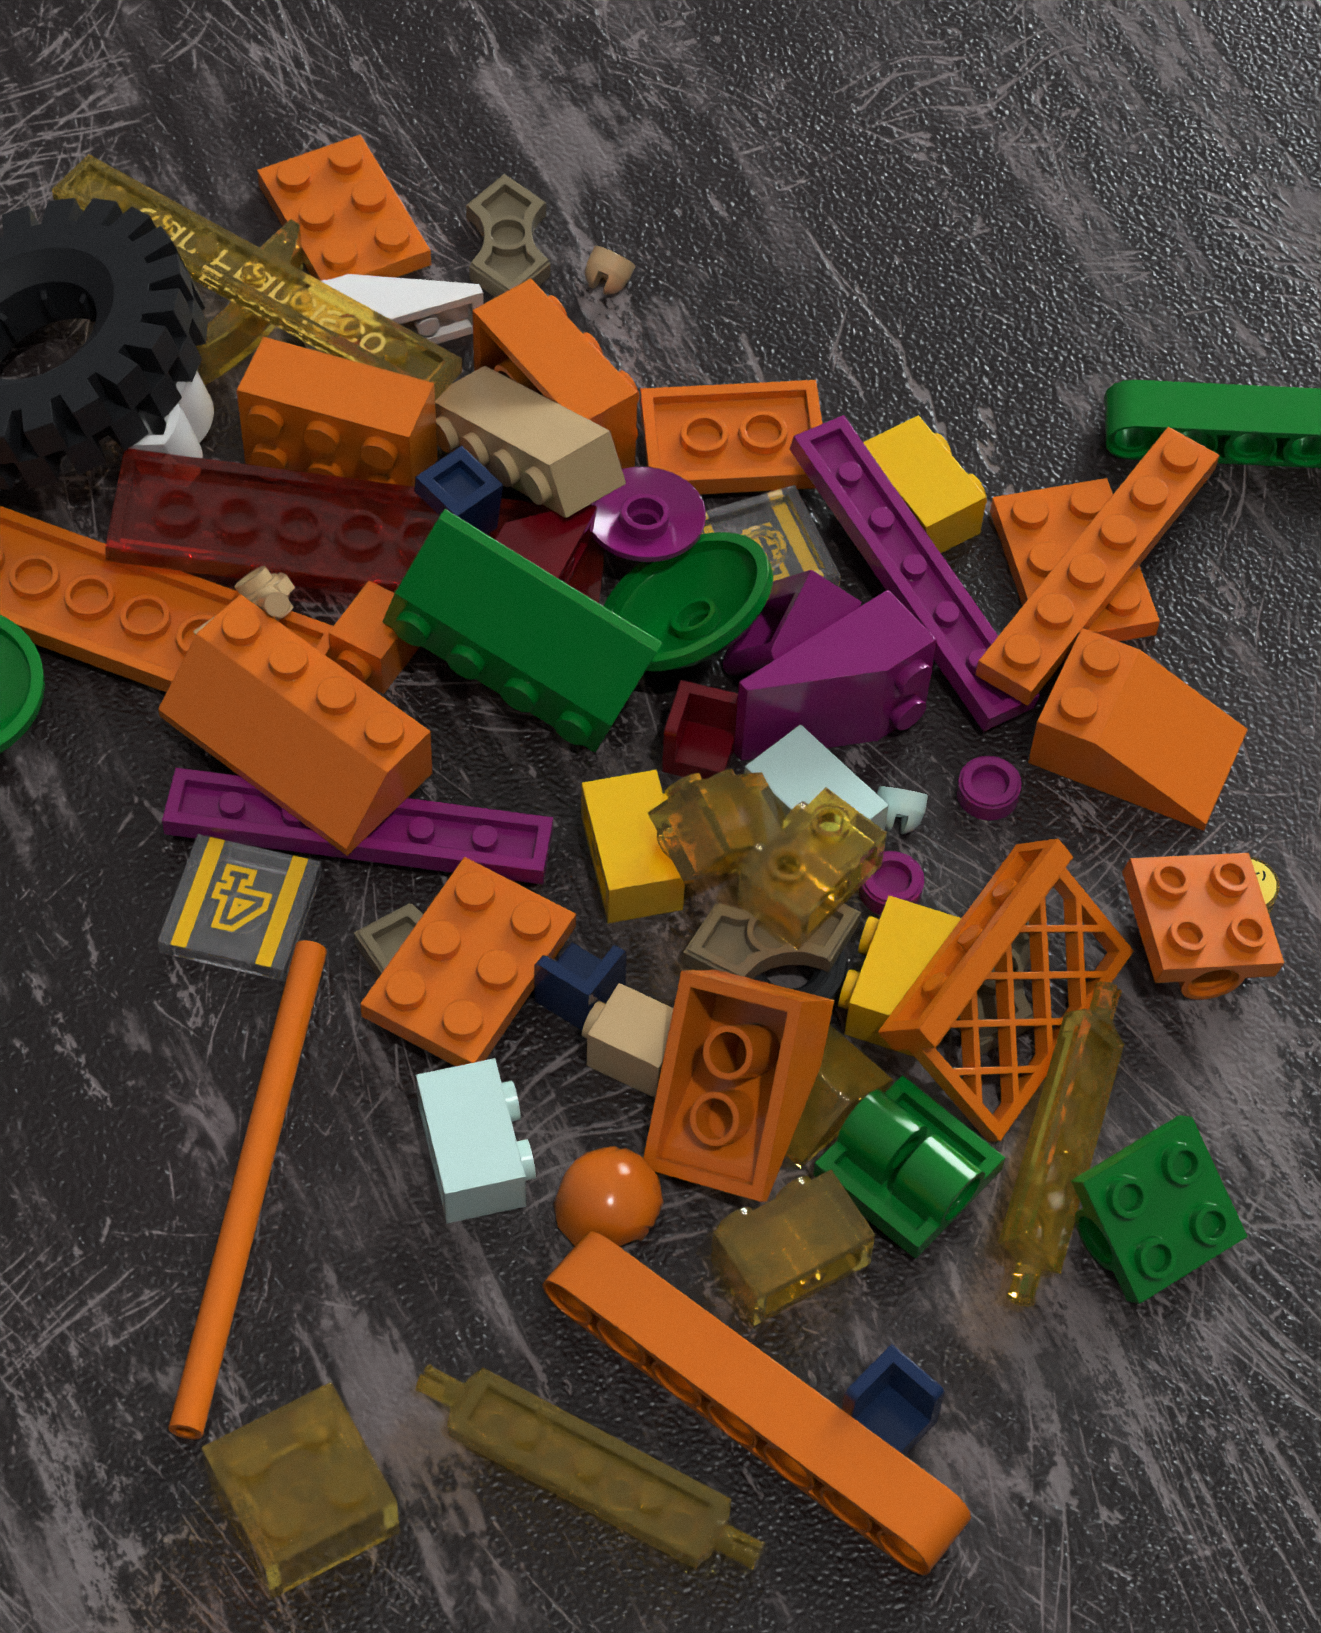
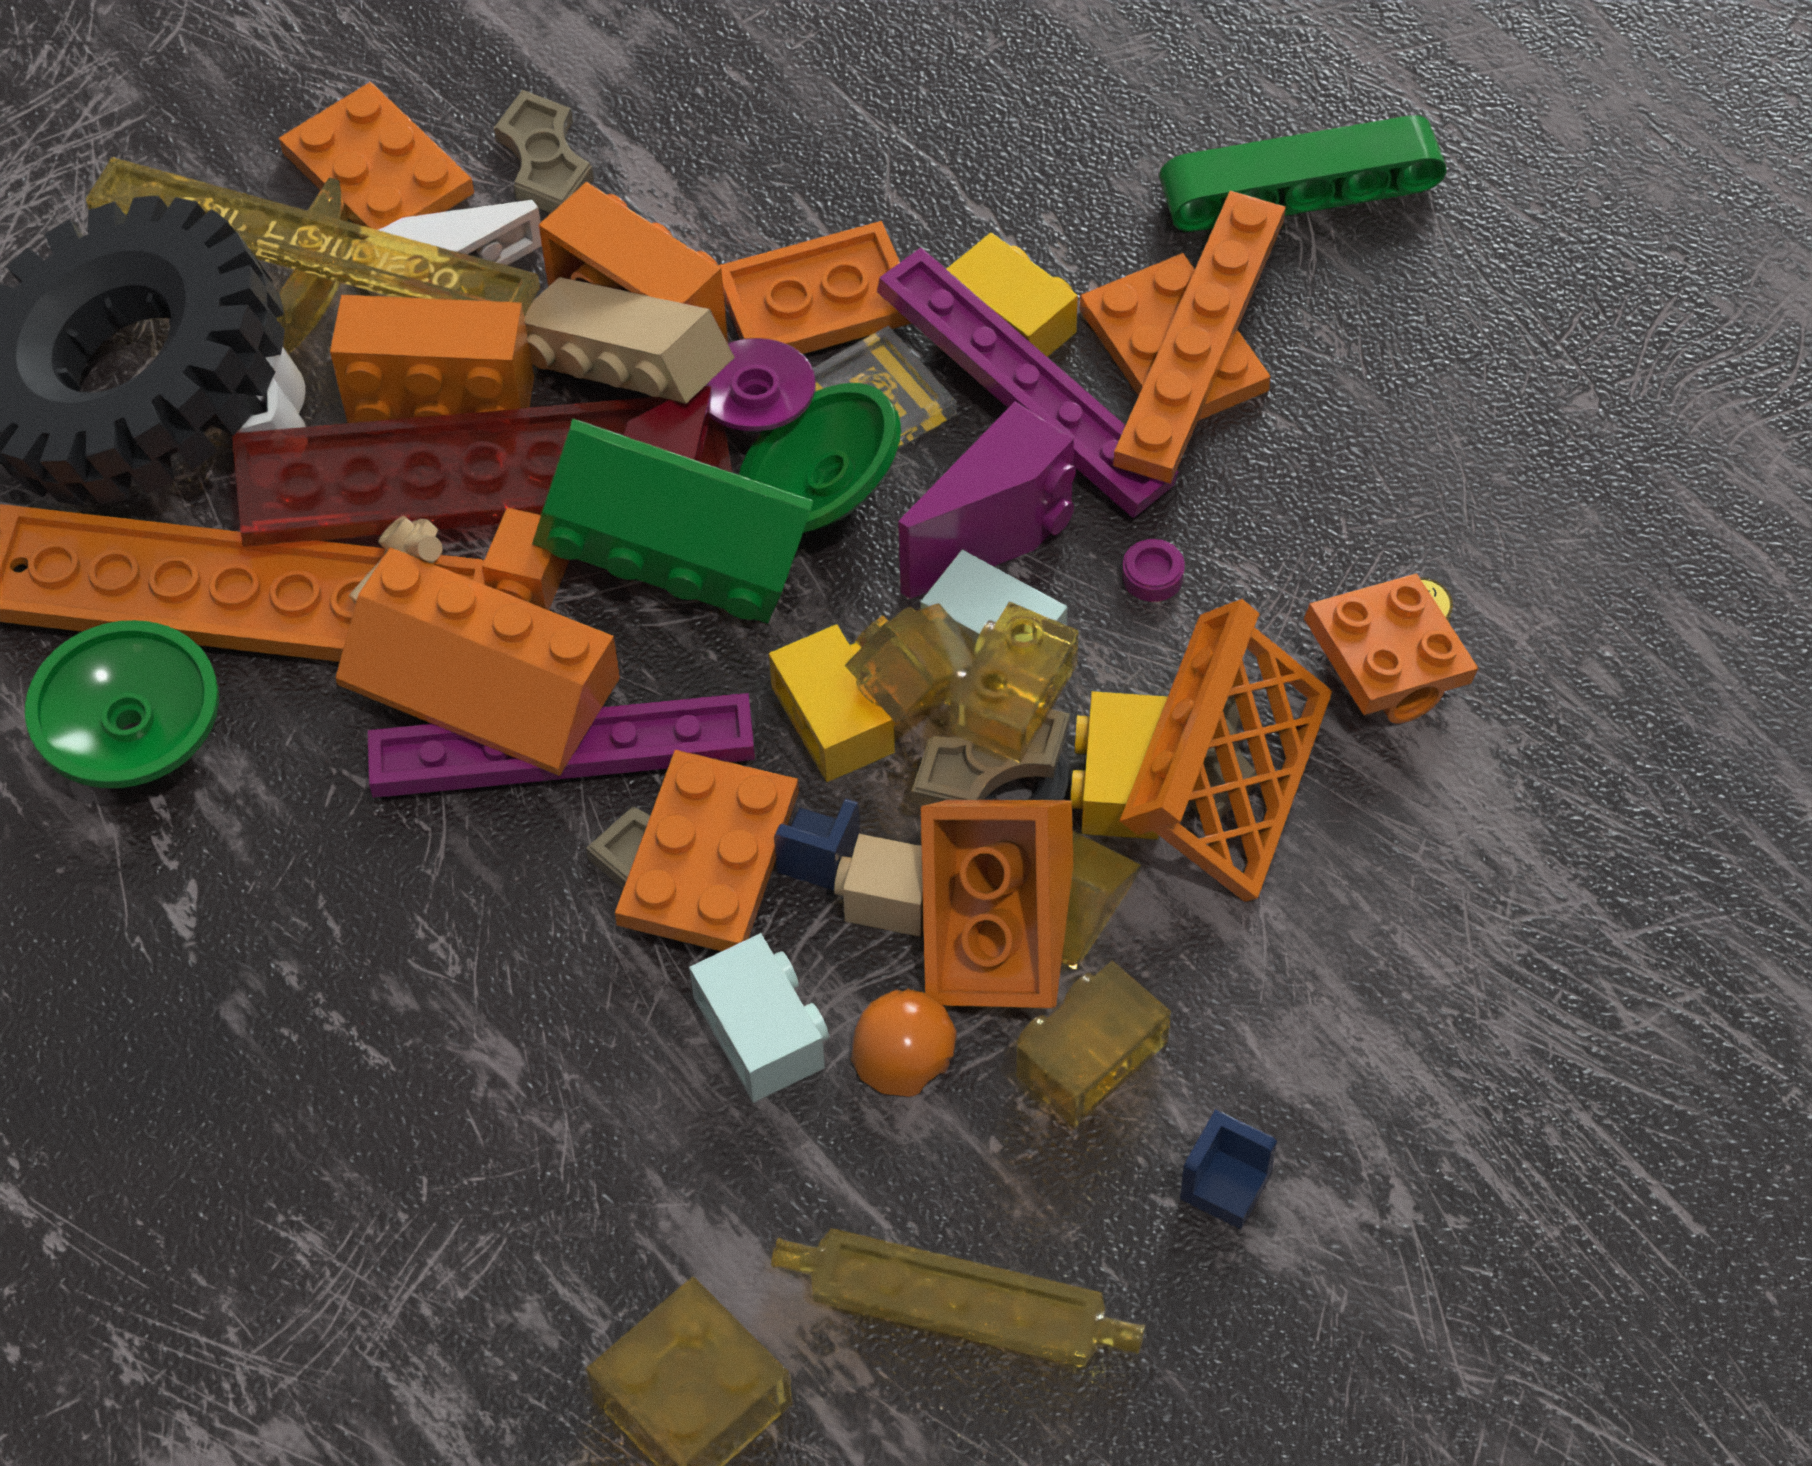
camera: 10 degrees left, 0 degrees up
(240, 907) = (467, 850): clear tile -> none
(247, 1193) = (554, 1119): orange piece -> none
(462, 488) = (575, 394): dark blue panel -> none
(610, 267) = (650, 157): tan hinge -> none
(700, 731) = (866, 578): dark red panel -> none
(758, 1403) = (1099, 1196): orange beam -> none
(793, 613) = (927, 448): magenta tile -> none
(897, 877) = (1093, 673): magenta tile -> none
(904, 804) = (1081, 604): light aqua hinge -> none
(909, 1164) = (1180, 939): green plate -> none
(1061, 1143) = (1317, 885): clear yellow plate -> none
(1135, 732) = (1278, 485): orange slope -> none
(1156, 1210) = (1423, 926): green plate -> none

